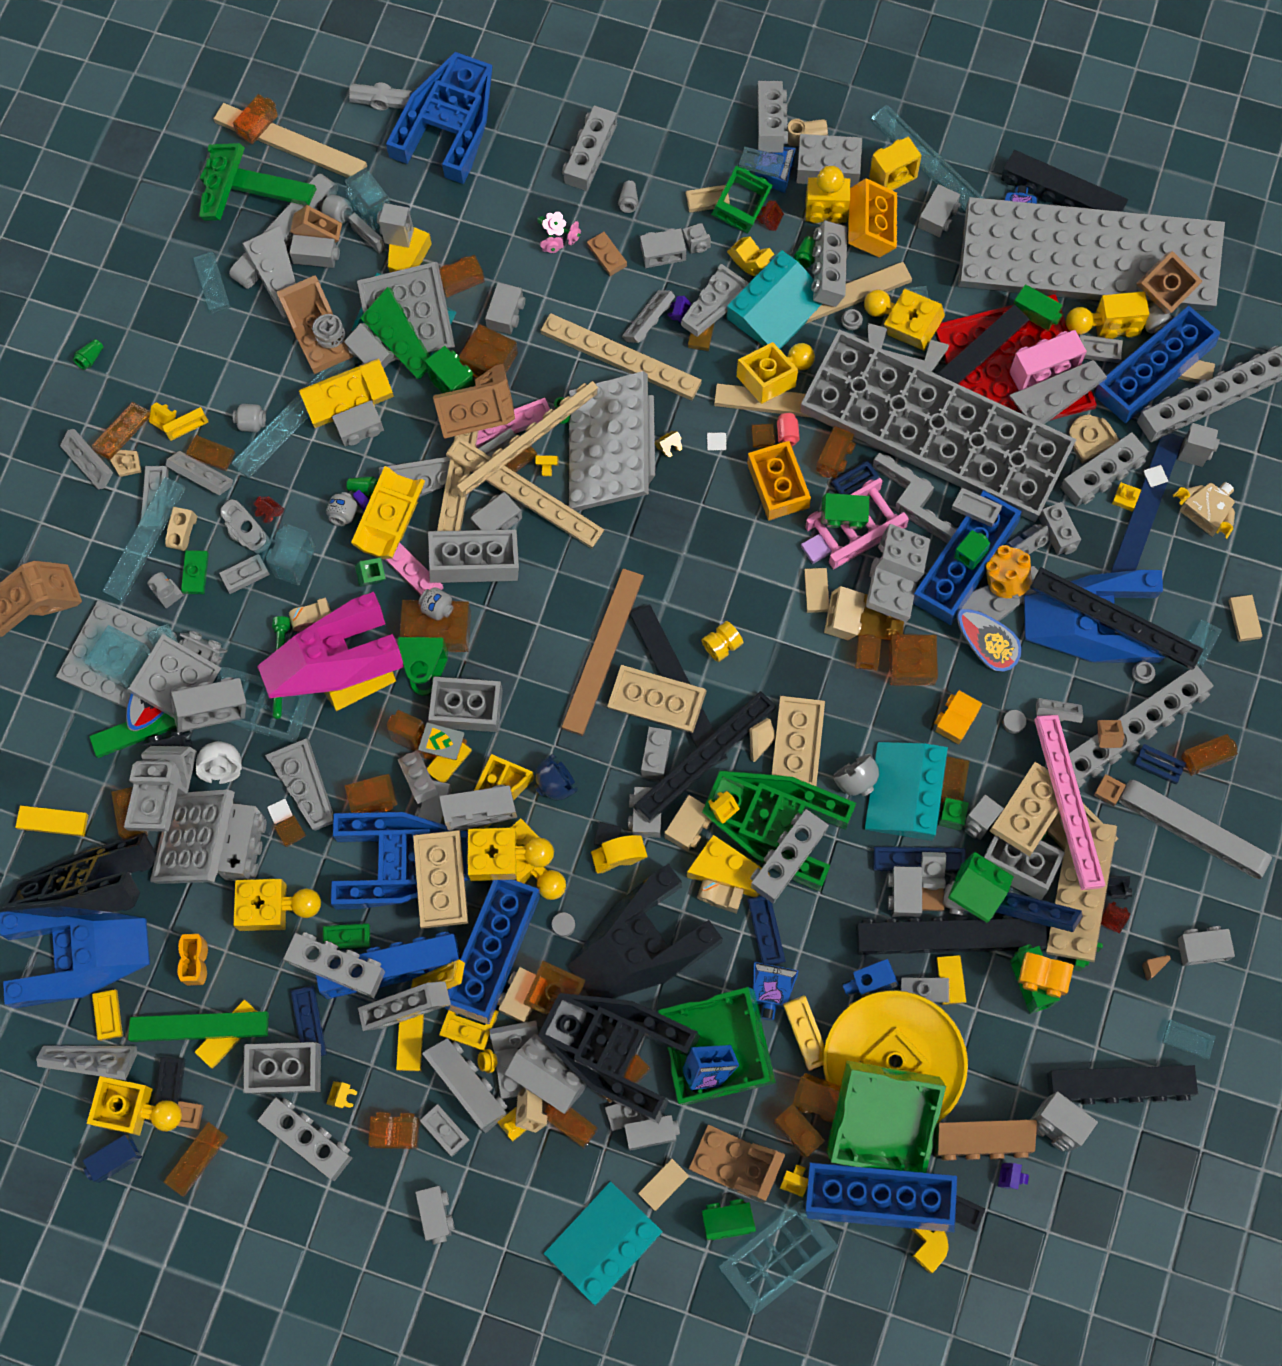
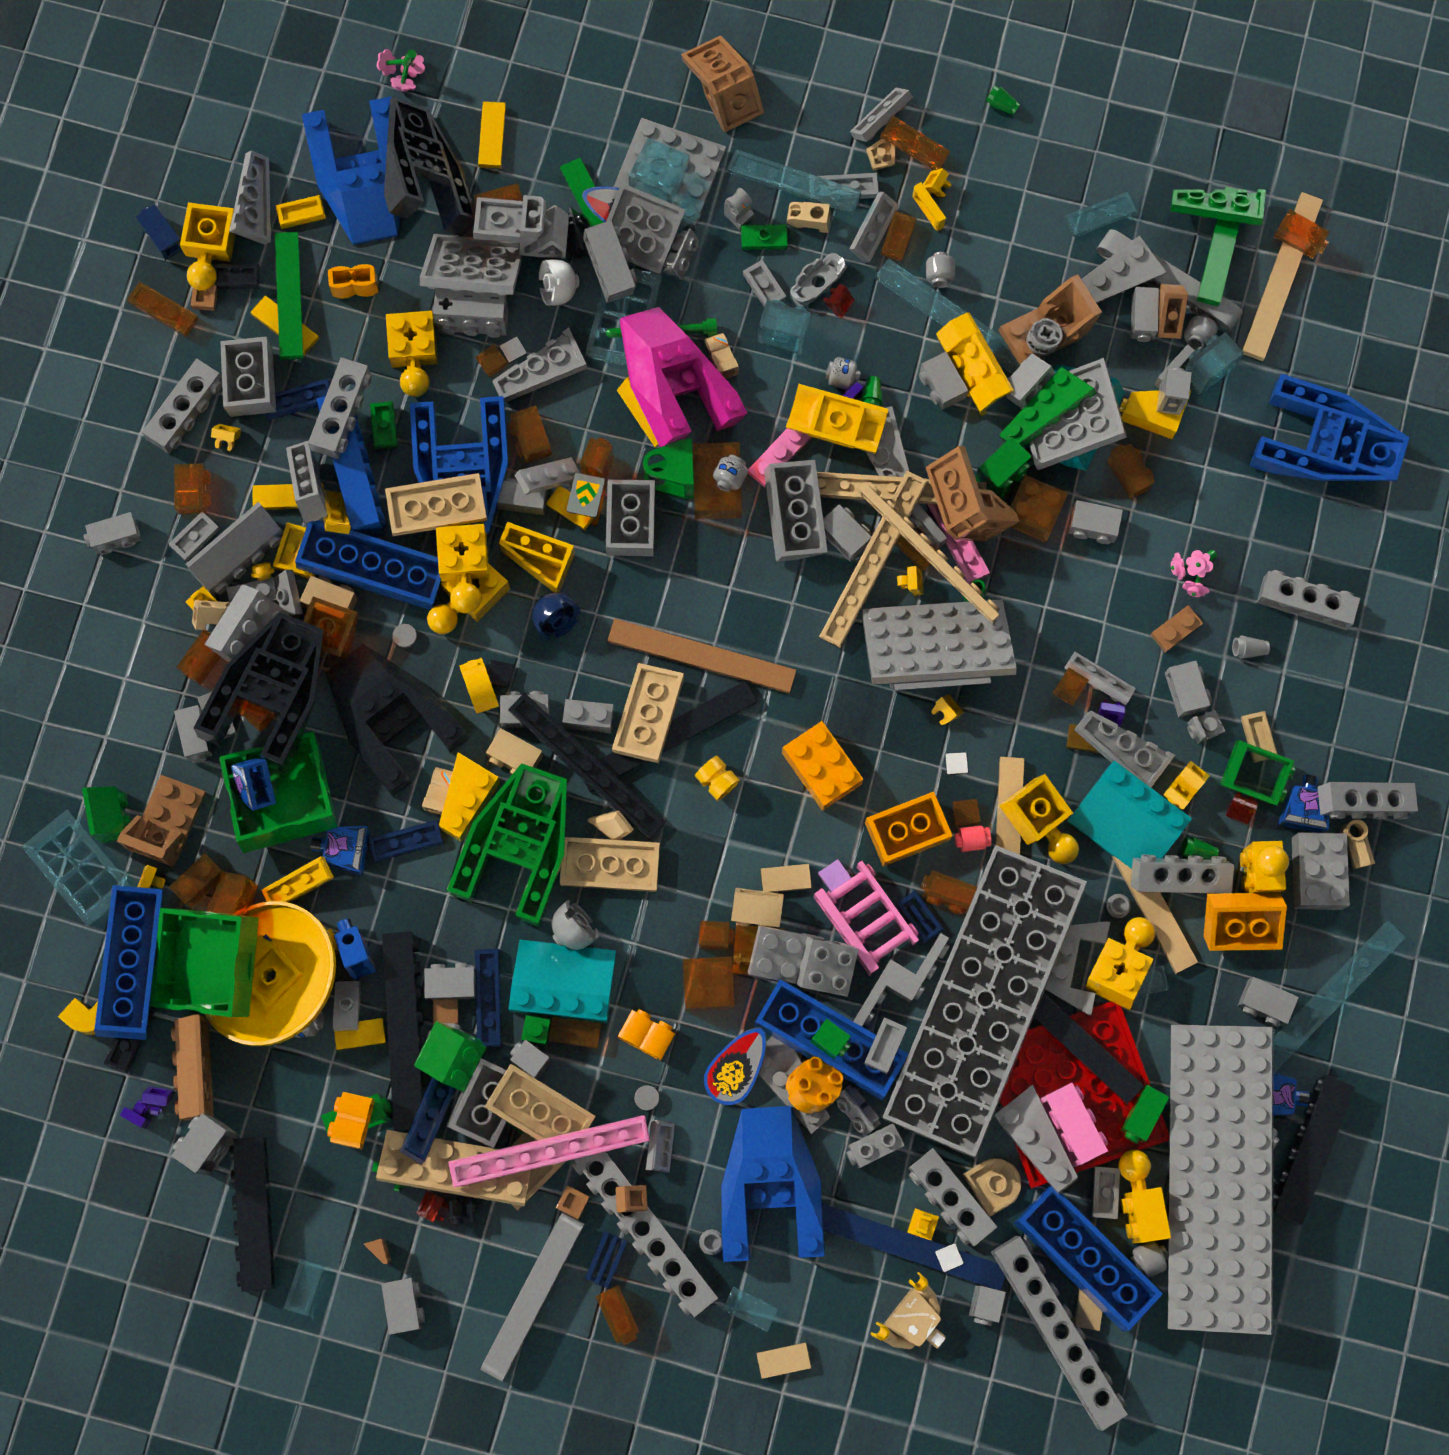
camera: 80 degrees right, 5 degrees up
(370, 572) = (771, 408): green brick -> none
(379, 96) = (1350, 363): light grey piece -> none
(477, 808) = (509, 532): light grey wedge -> none
(603, 1243) = (87, 696): teal slope -> none
(620, 356) = (1049, 653): tan plate -> none
(655, 339) = (1070, 686): none -> clear orange brick
(663, 1184) = (145, 751): tan tile -> none
(715, 550) = (822, 765): none -> light orange brick
(724, 806) = (523, 782): yellow tile -> none
(761, 162) = (1304, 790): clear light blue tile -> none
(773, 887) = (438, 837): light grey brick -> none
(845, 510) = (872, 899): green brick -> none
(895, 164) = (1318, 945): yellow brick -> none
(933, 870) = (472, 1010): light grey bracket -> none
(1028, 1197) = (137, 1114): none -> dark purple tile
(1116, 618) = (760, 1203): black tile -> none
(1169, 282) = (1182, 1264): medium nougat brick -> none

